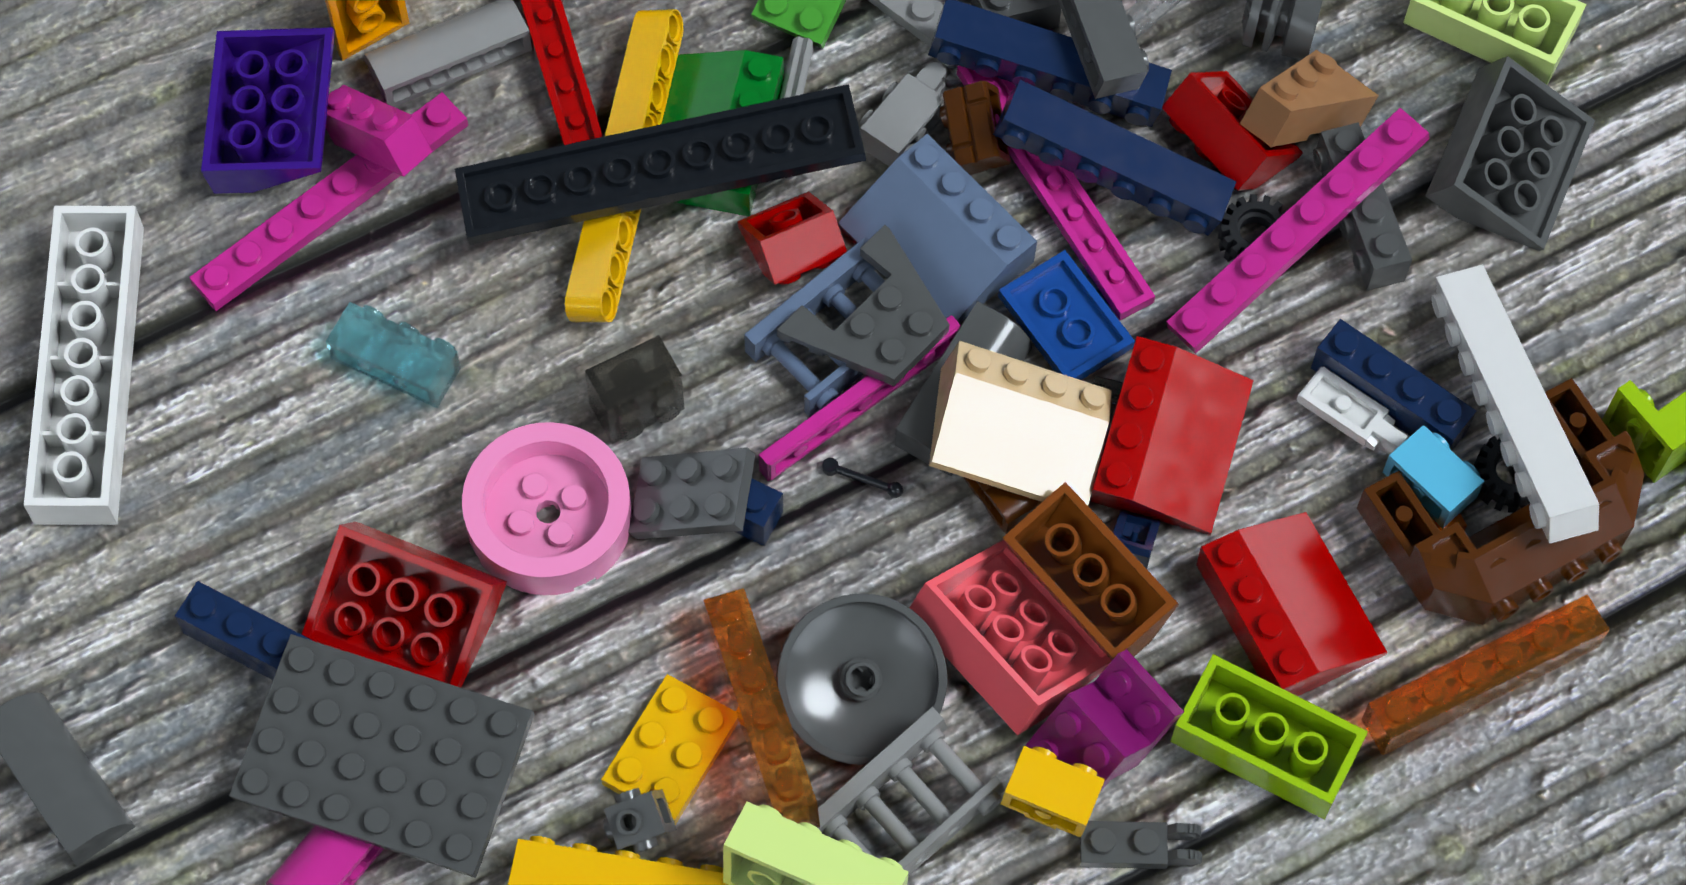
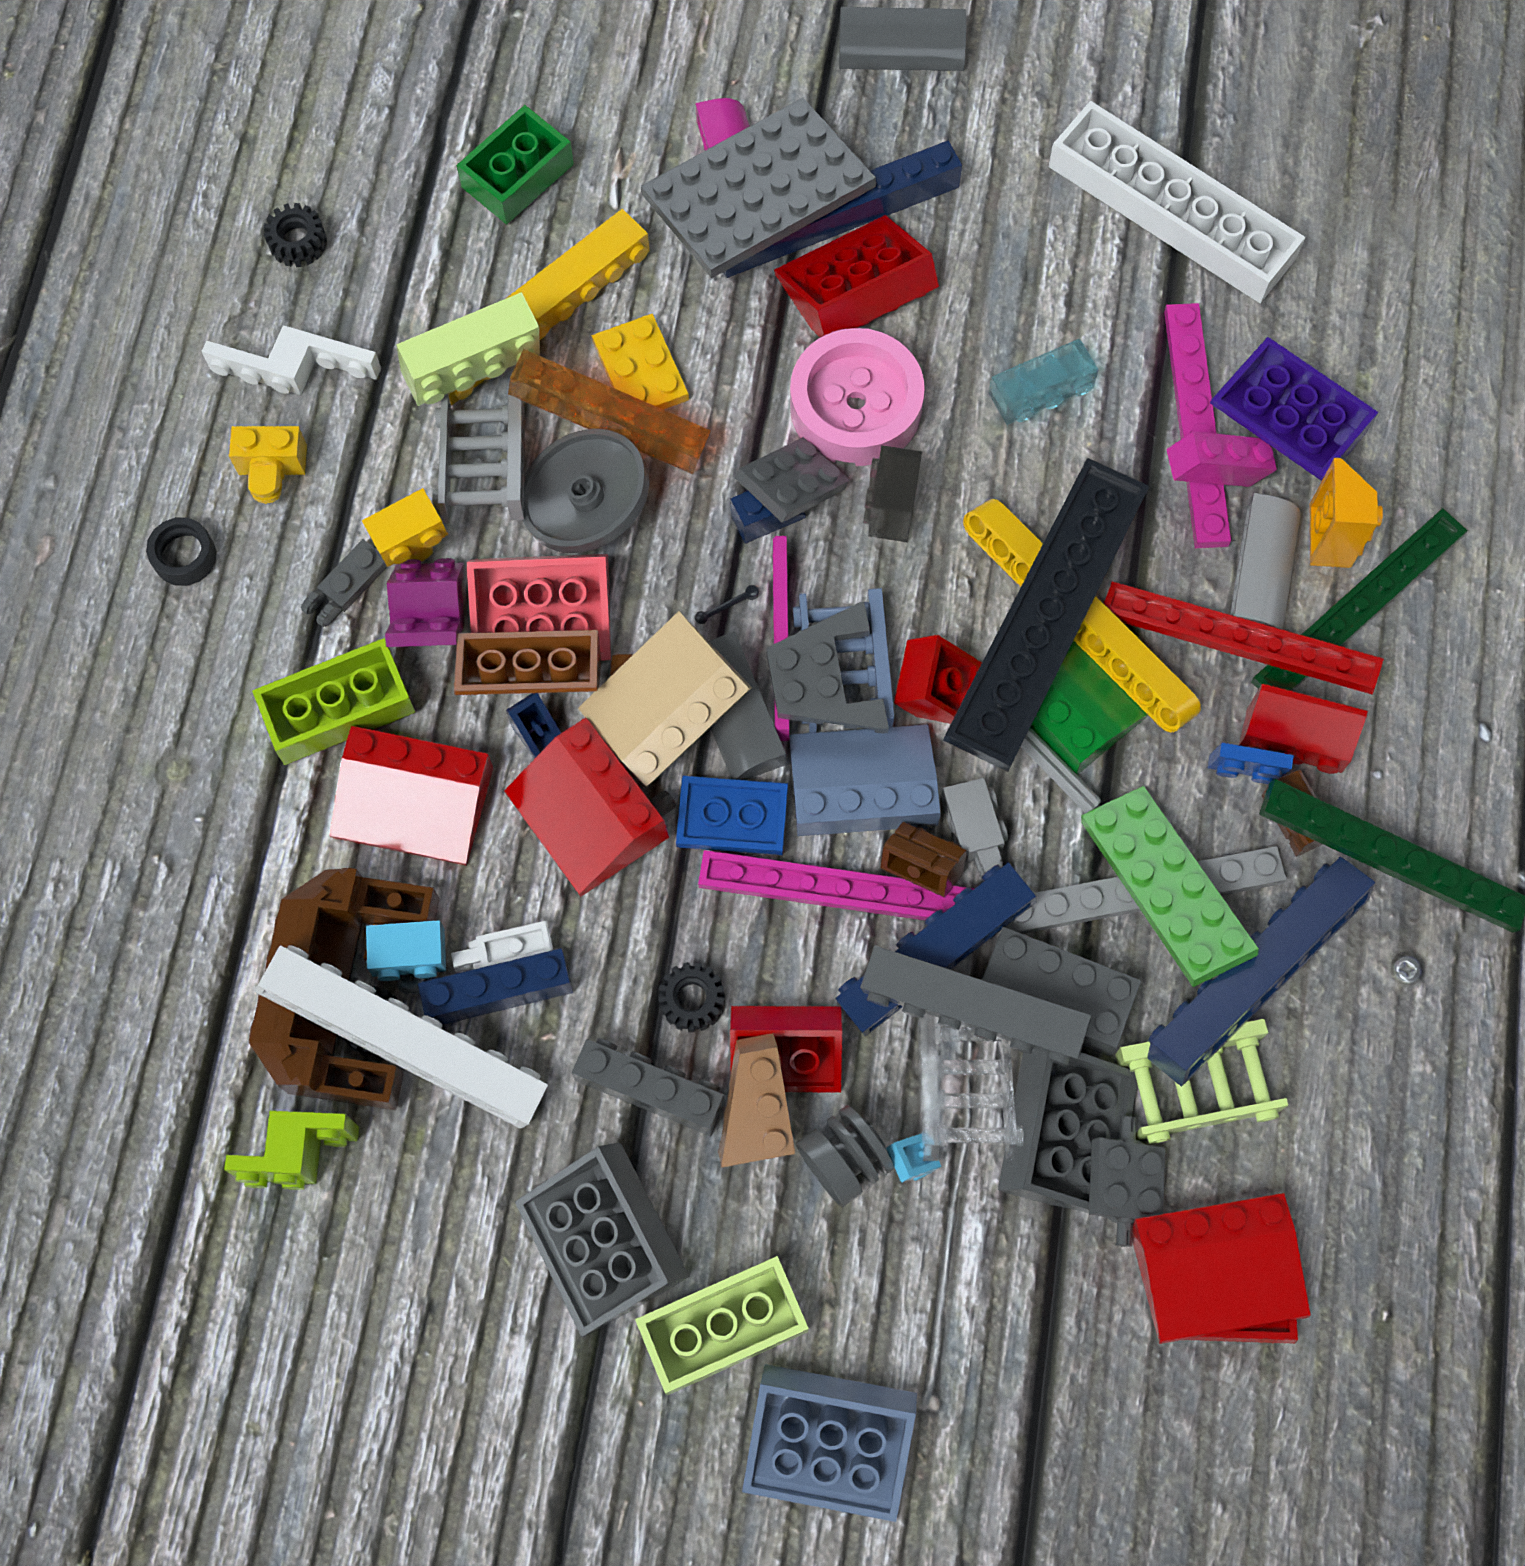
camera: 130 degrees right, 5 degrees up
(638, 820) = (603, 306): dark grey brick -> none
(1114, 158) = (818, 927): dark blue brick -> none
(1297, 230) = (659, 1014): dark pink plate -> none
(1484, 674) = (254, 877): clear orange brick -> none

